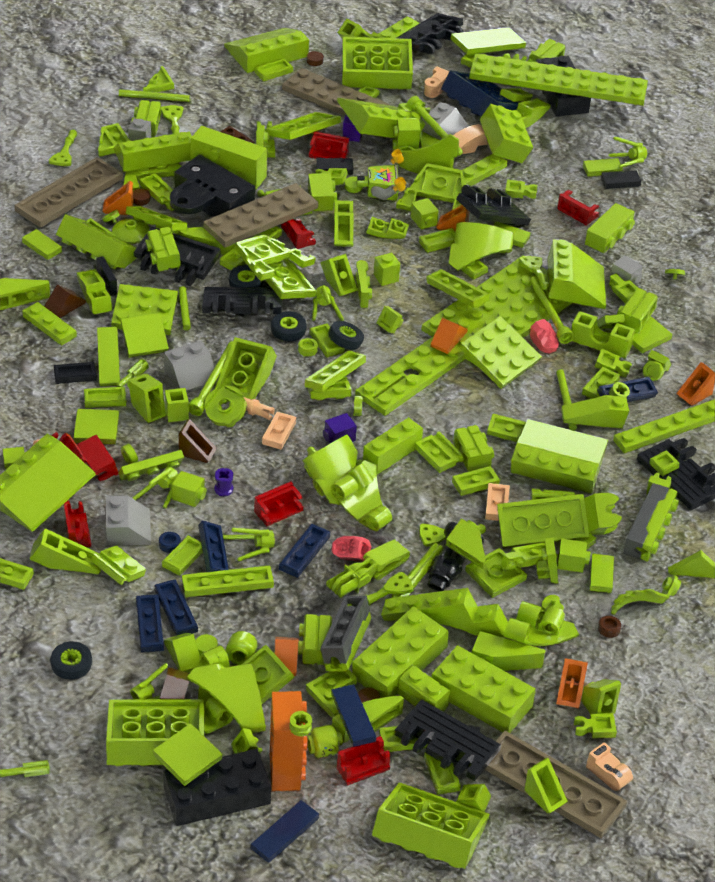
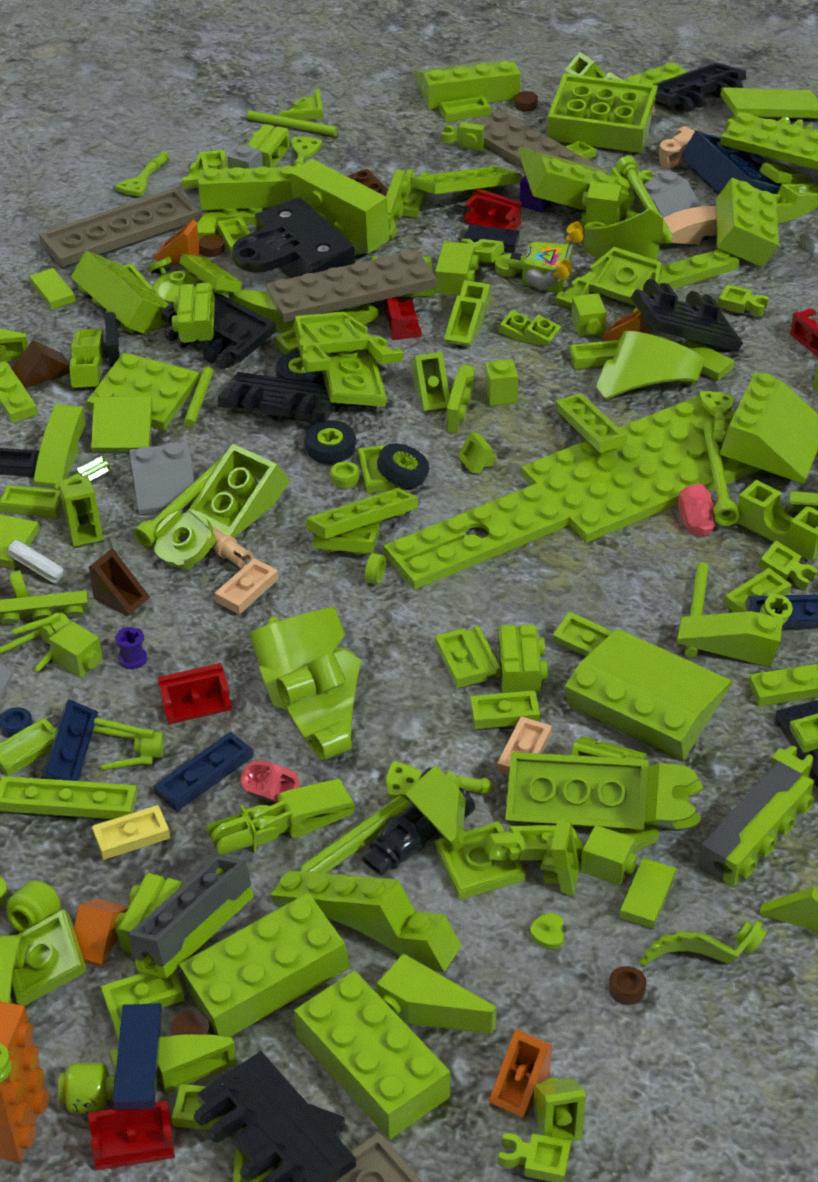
camera: 20 degrees right, 0 degrees up
(131, 436) = (35, 561): none -> white axle
(176, 405) = (114, 526): lime brick -> none
(278, 594) = (131, 832): none -> light yellow plate
(288, 91) = (468, 135): none -> lime plate
(324, 298) = (395, 410): lime plant -> none
(339, 427) = (333, 593): dark purple brick -> none
(393, 444) = (398, 635): lime brick -> none
(403, 586) = (321, 856): lime piece -> none
(418, 685) = (276, 1035): lime brick -> none
(447, 335) = (547, 486): orange slope -> none
(475, 269) = (634, 401): lime tile -> none
(500, 352) = (619, 523): lime plate -> none
(540, 626) = (506, 964): lime panel -> none

